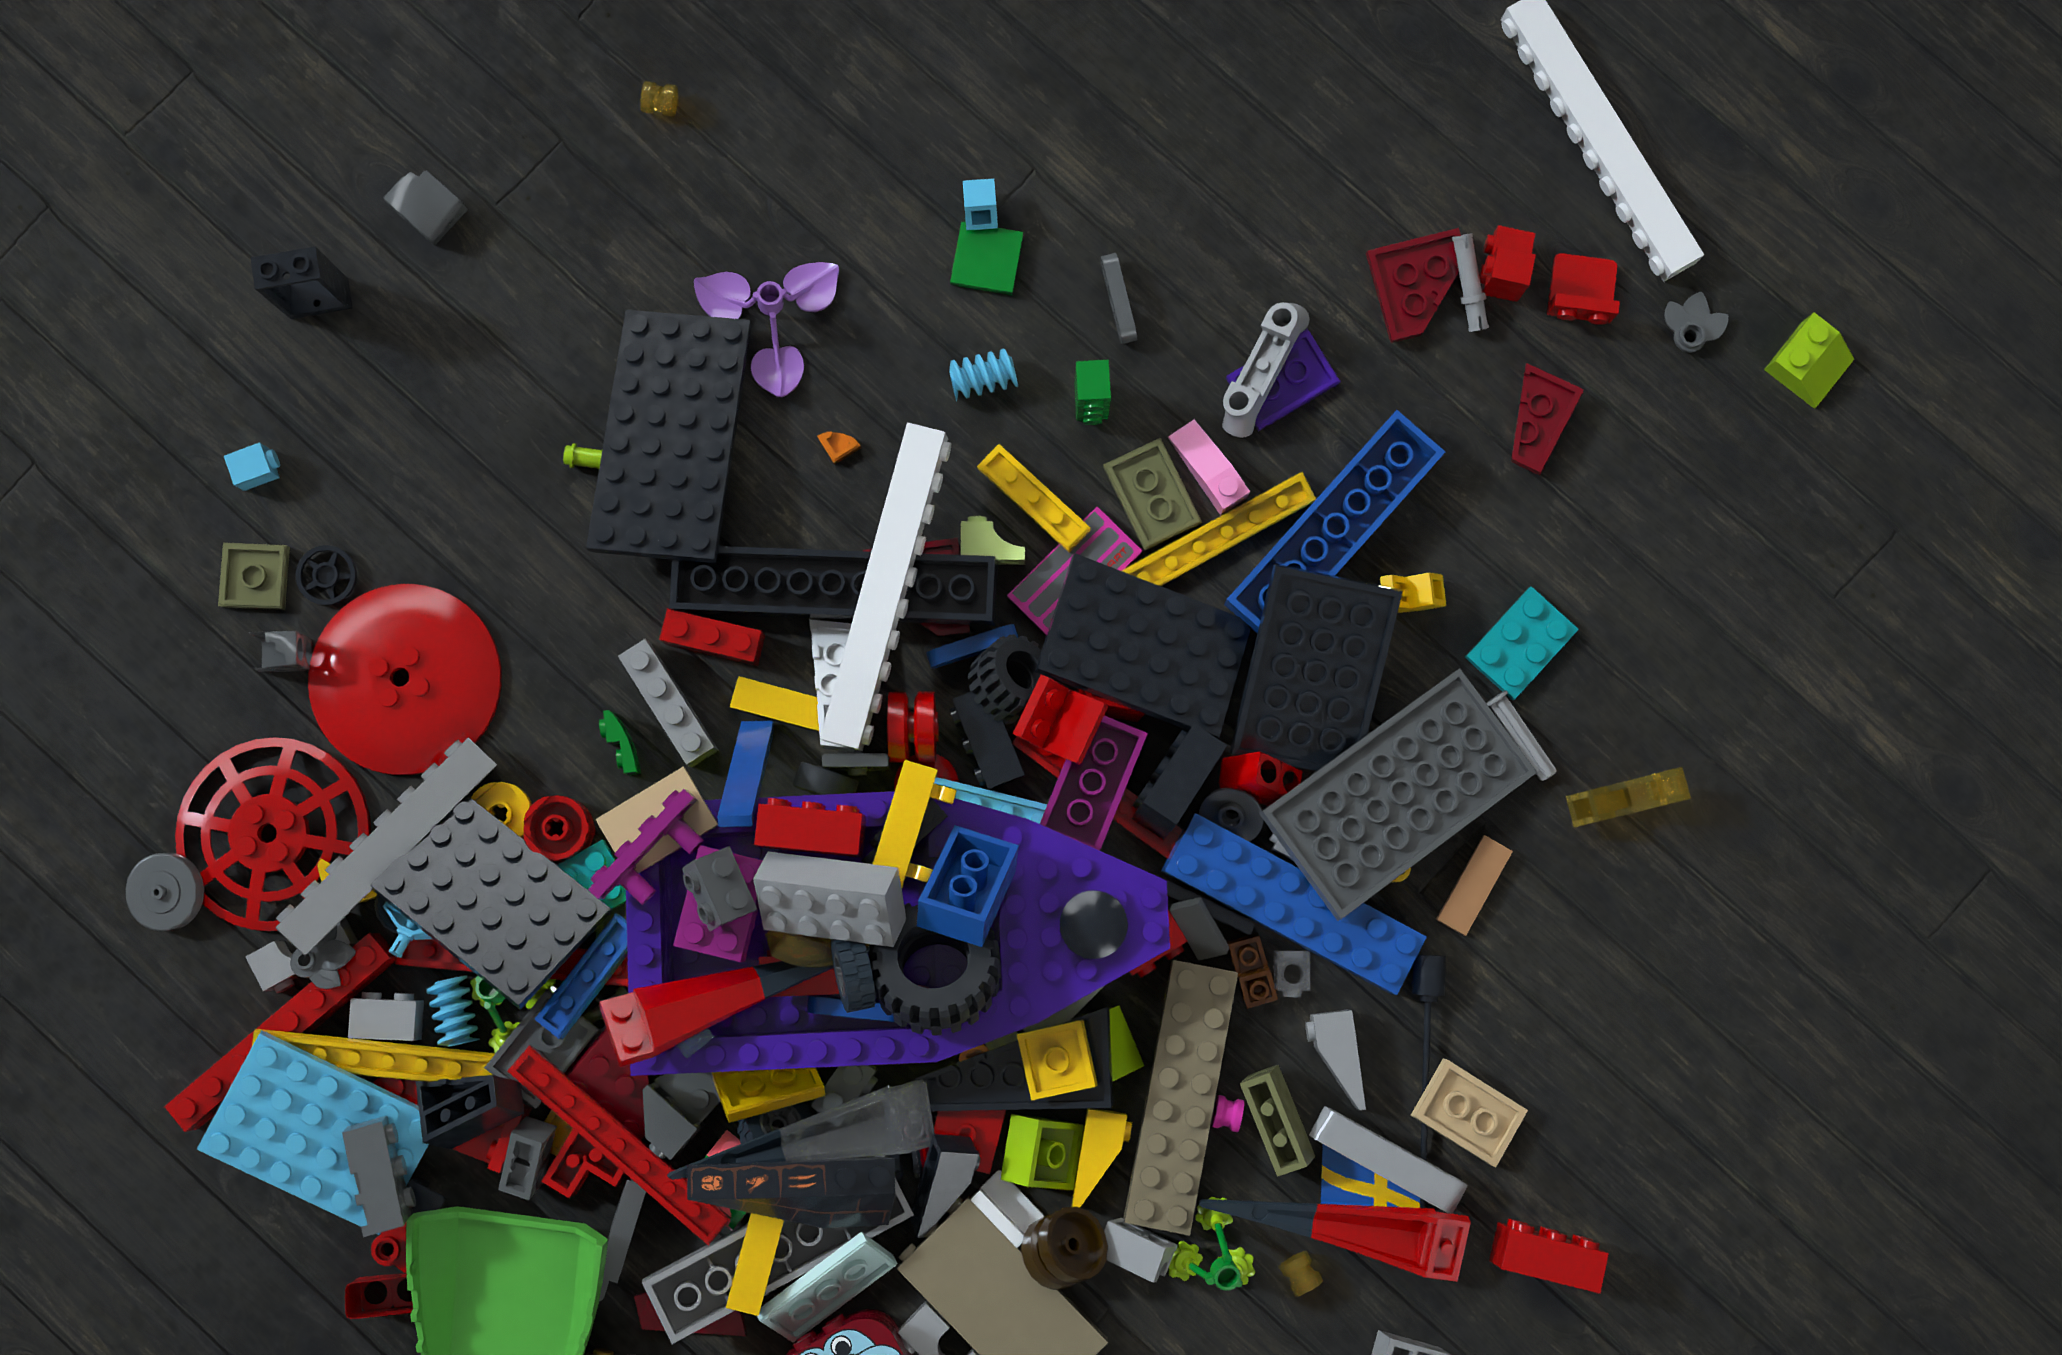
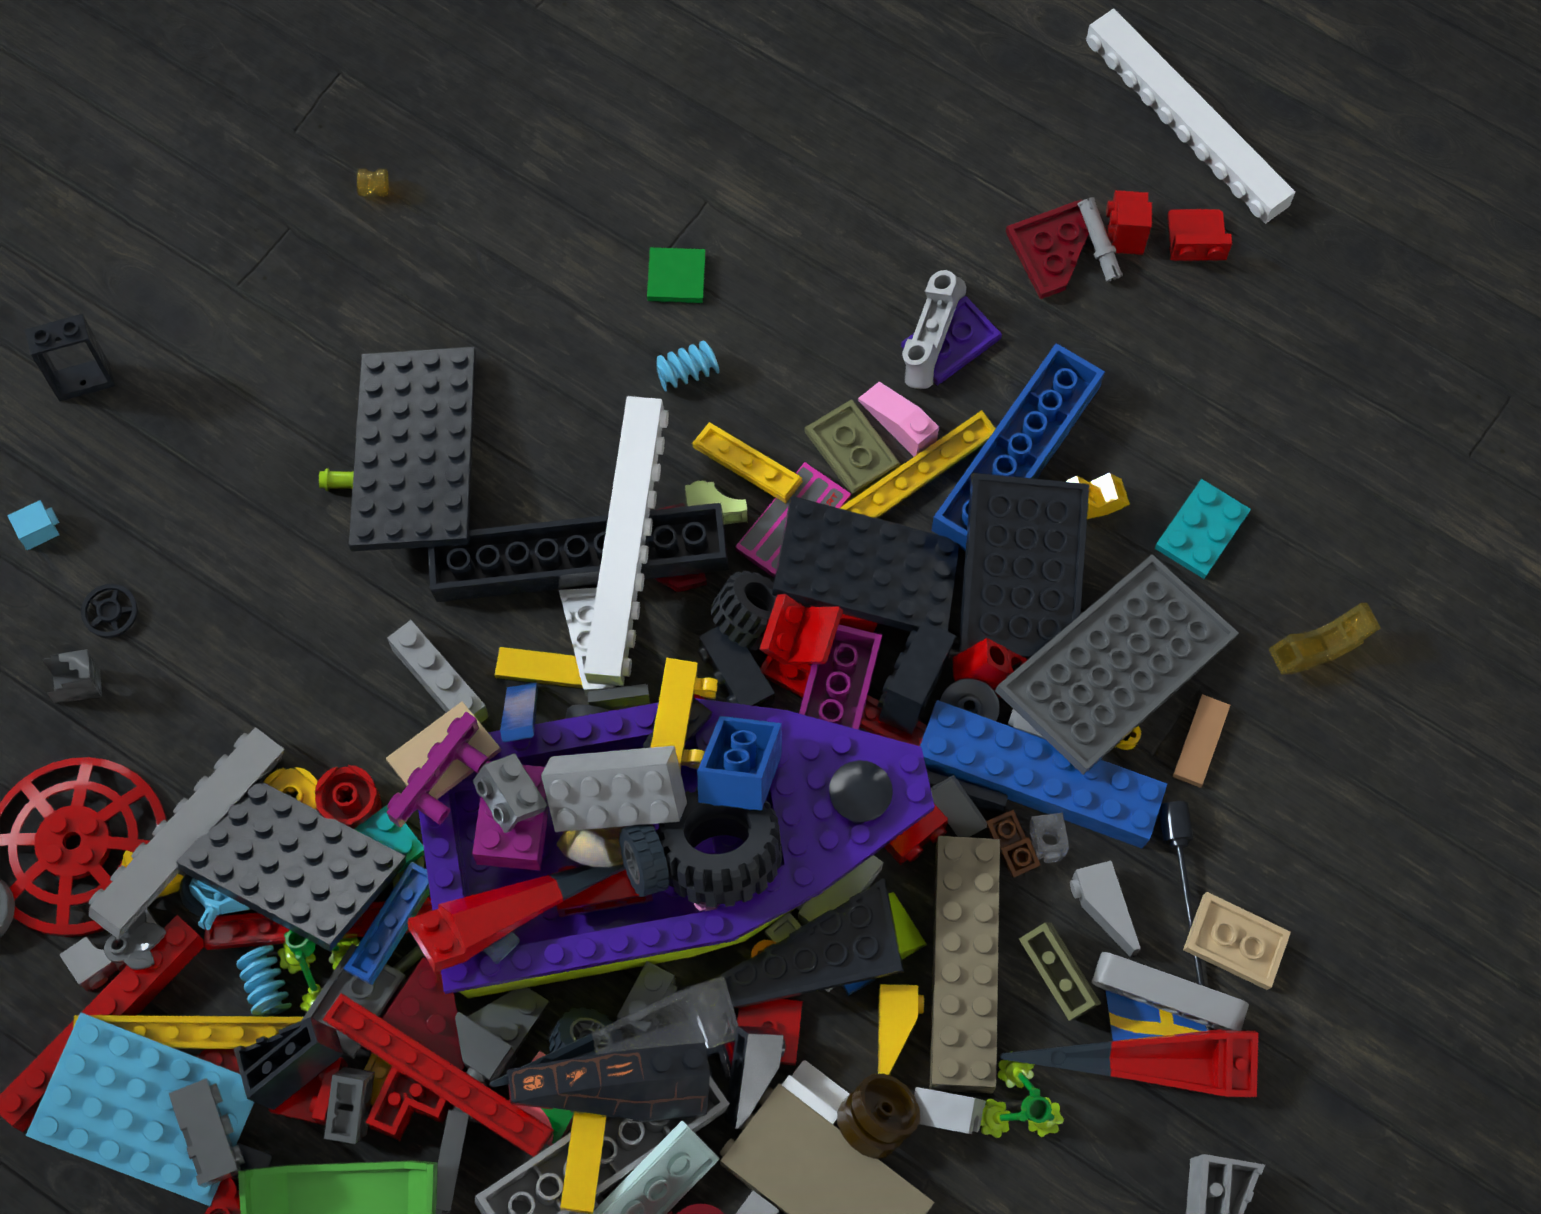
camera: 10 degrees left, 15 degrees down
(254, 576) = (41, 620): olive tile -> none
(386, 1018) = (199, 994): light grey brick -> none
(425, 205) = (174, 290): dark grey piece -> none
(449, 687) = (188, 732): red dish -> none
(617, 734) = (395, 715): green slope -> none
(712, 637) = (472, 615): red brick -> none
(762, 1091) = (572, 1001): yellow tile -> none
(810, 828) = (586, 729): red brick -> none
(811, 286) = (524, 316): medium lavender plant -> none
(834, 1007) = (638, 912): blue beam -> none
(838, 445) = (565, 442): orange tile -> none
(910, 727) = (656, 659): red wheel -> none
(967, 647) = (699, 597): blue beam -> none
(980, 204) = (664, 229): medium azure brick -> none
(1042, 1152) = (842, 1034): lime slope -> none
(1057, 1060) = (844, 932): yellow plate -> none
(1092, 391) = (786, 360): green brick -> none
(1118, 298) = (797, 291): dark grey beam -> none
(1228, 1113) = (1012, 974): dark pink wheel -> none
(1301, 1275) = (1108, 1116): clear yellow wheel -> none
(1521, 735) = (1218, 604): light grey axle -> none
(1542, 417) = (1183, 340): dark red wing -> none
(1549, 1255) = (1338, 1059): red brick -> none
(1696, 319) = (1298, 248): dark grey plate -> none
(1811, 360) = (1405, 266): lime slope -> none

